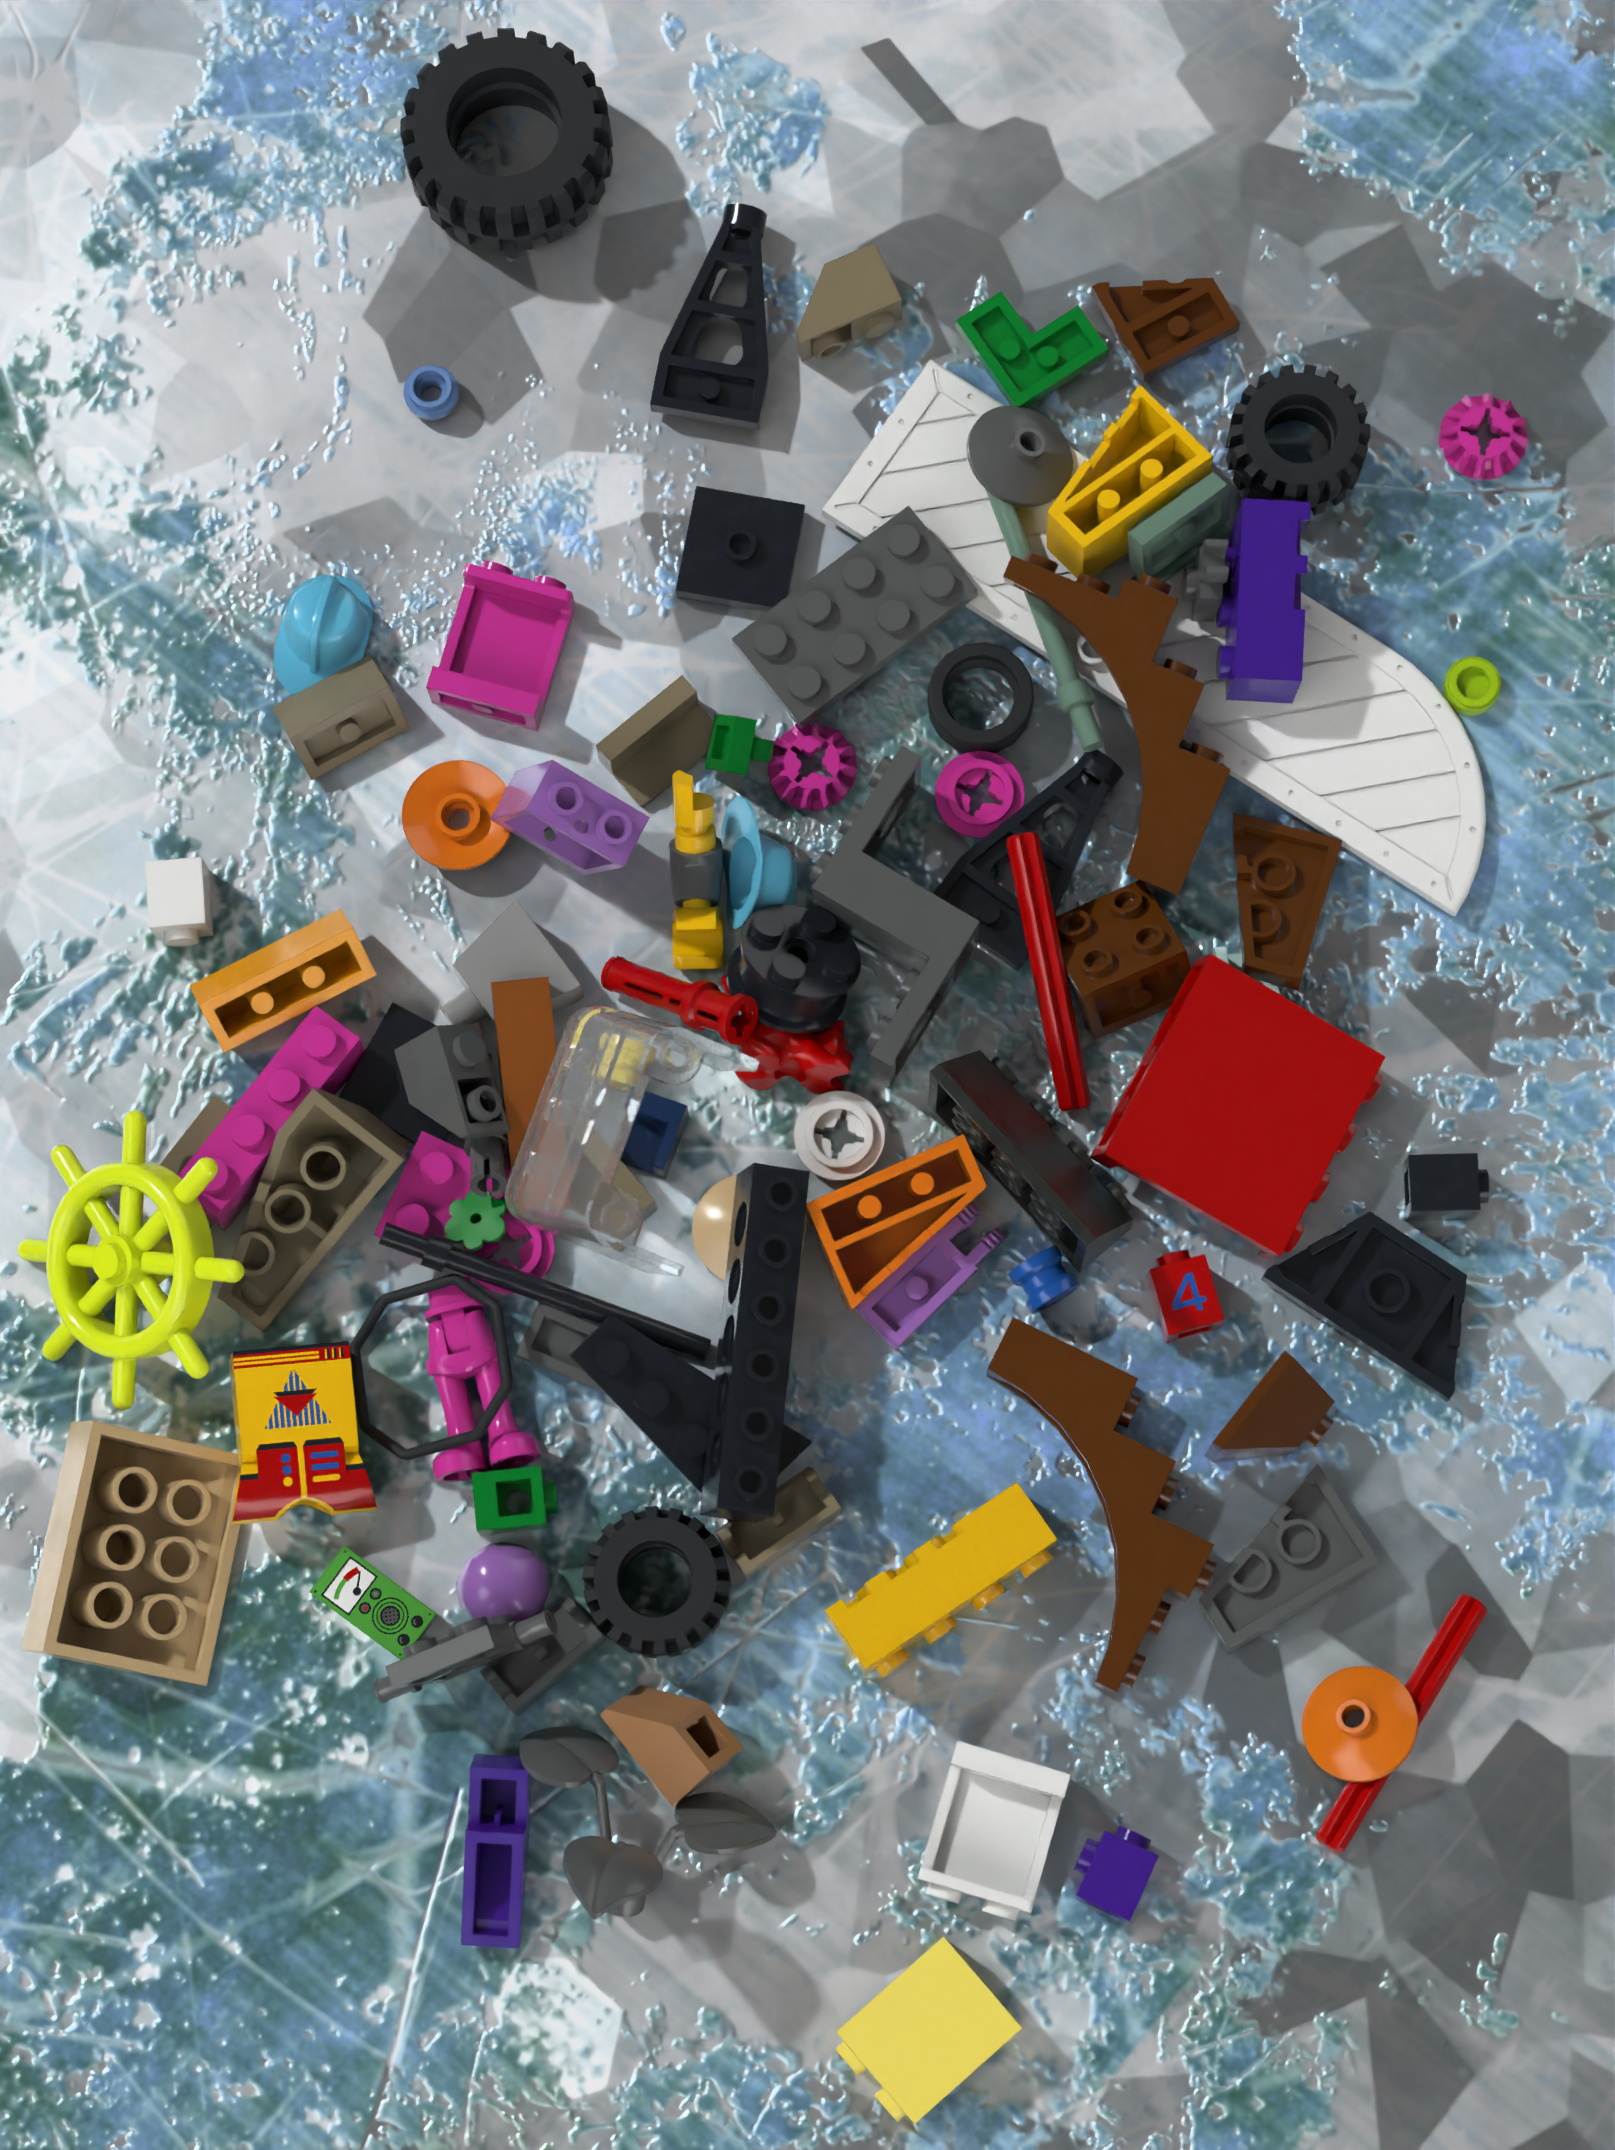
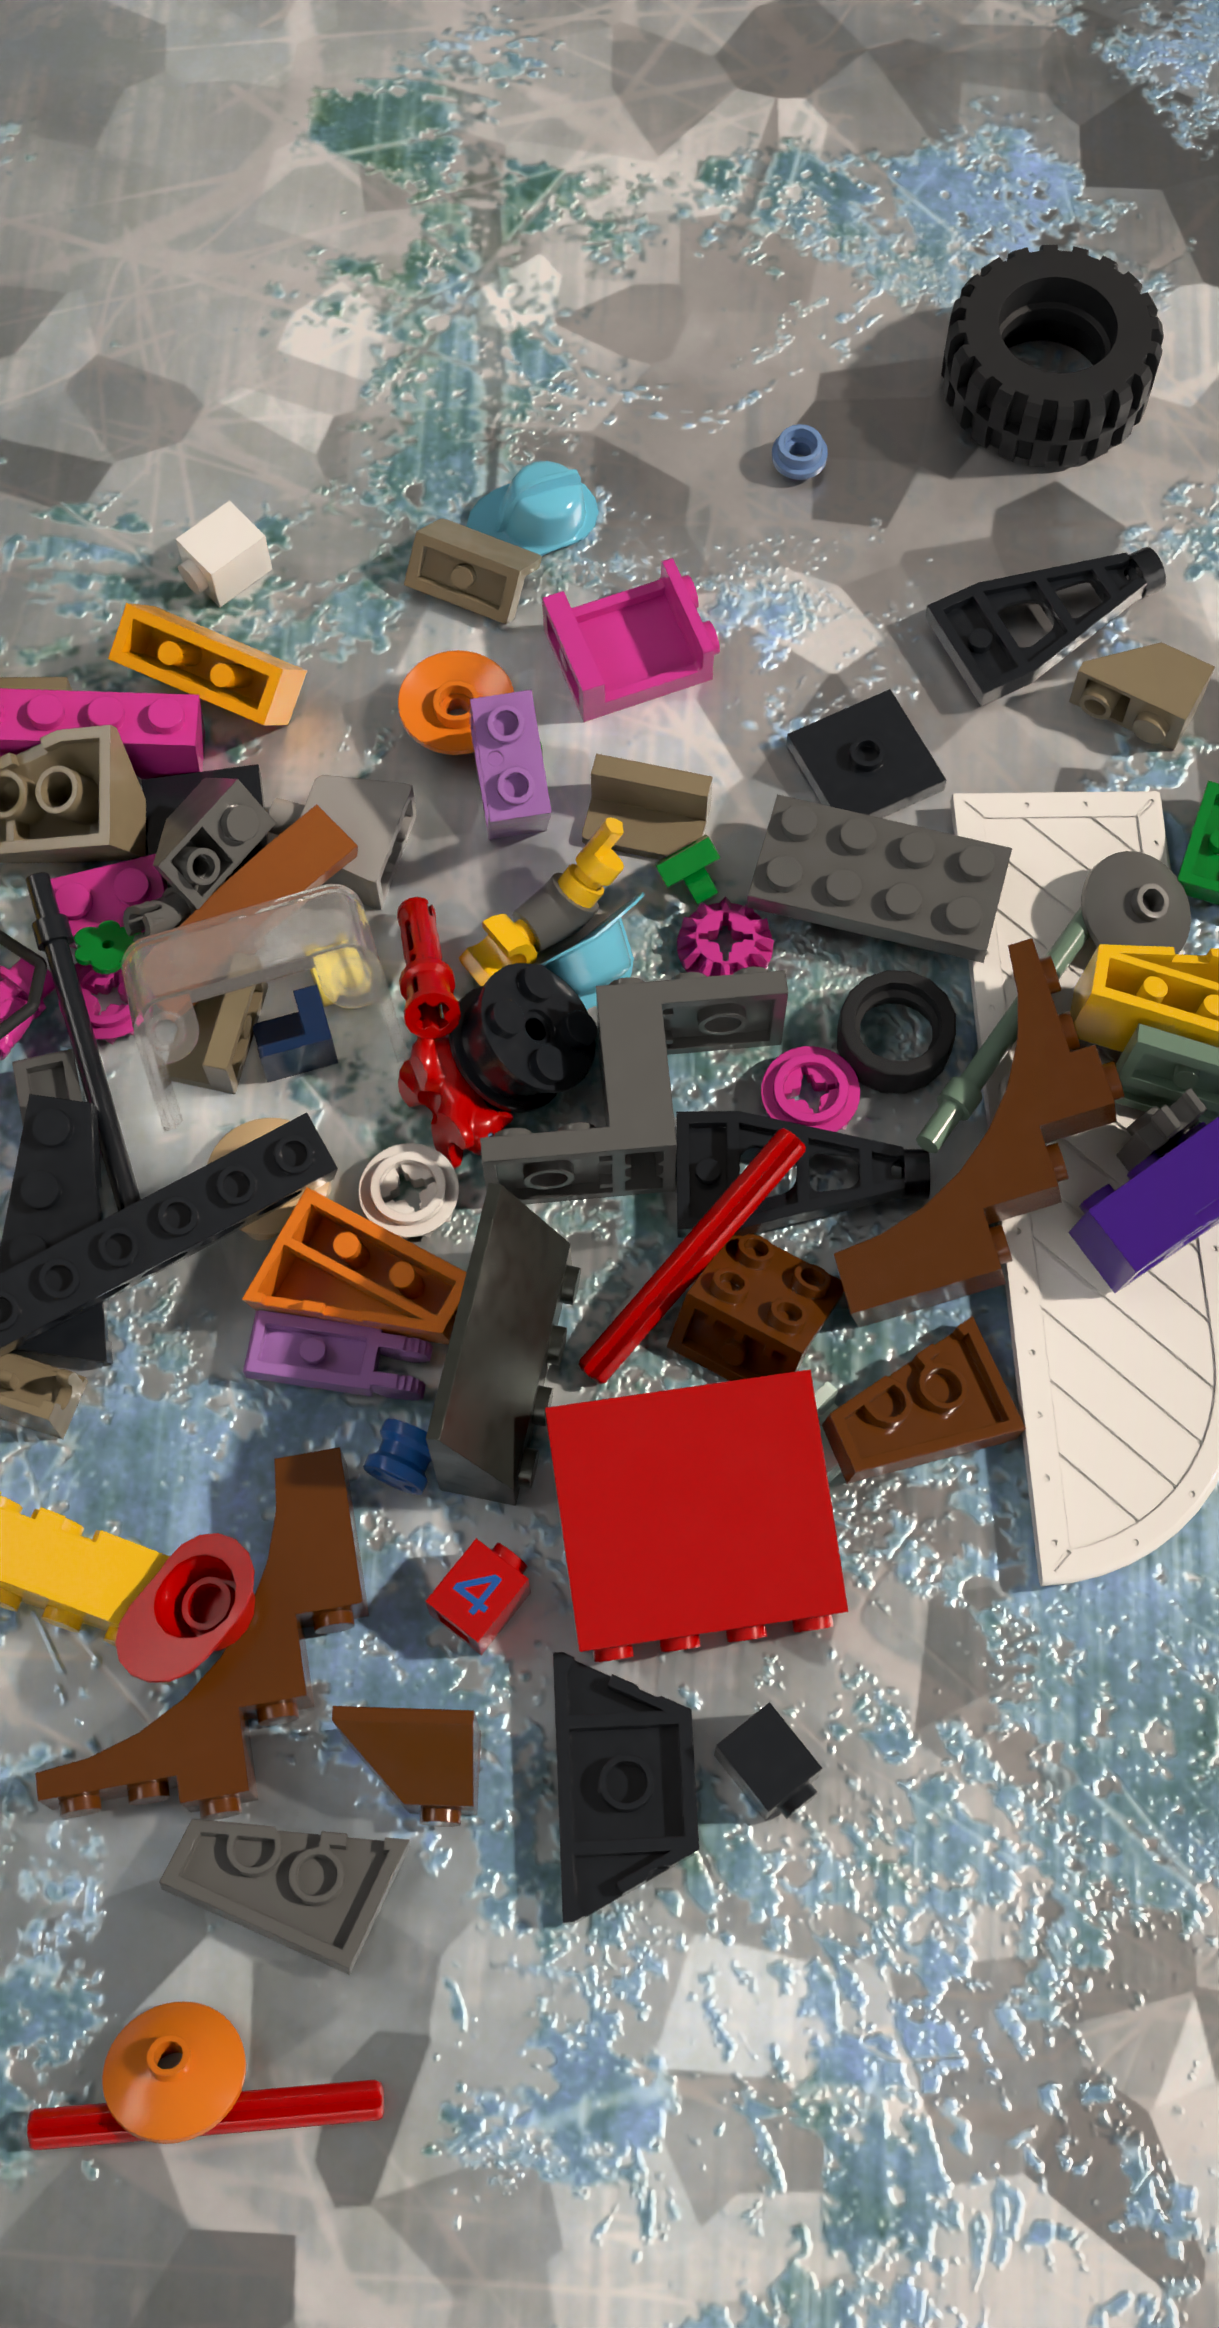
camera: 50 degrees right, 10 degrees down
(1064, 1497) = (188, 1609): none -> red piece

